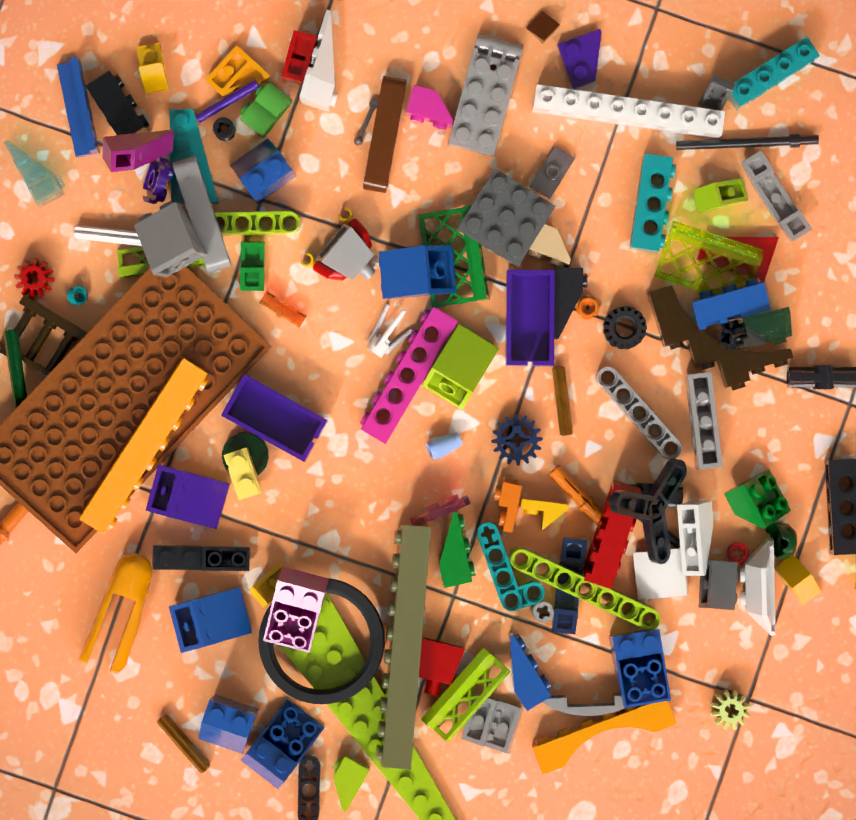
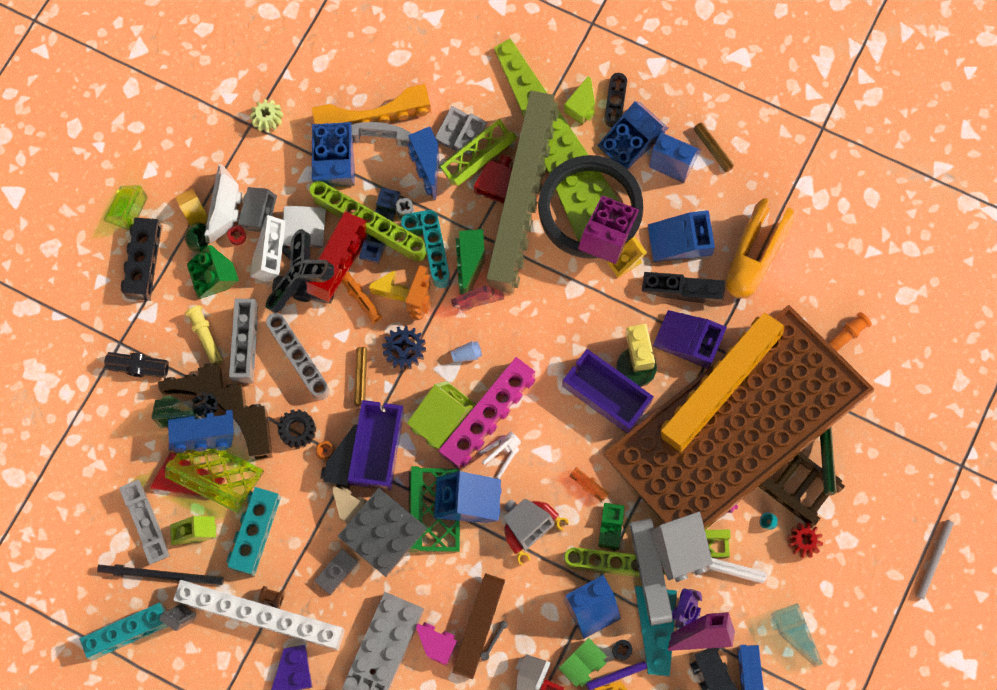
camera: 170 degrees left, 15 degrees down
(619, 133) = (271, 597): none -> reddish brown bush
(757, 432) = (201, 326): none -> light yellow pin

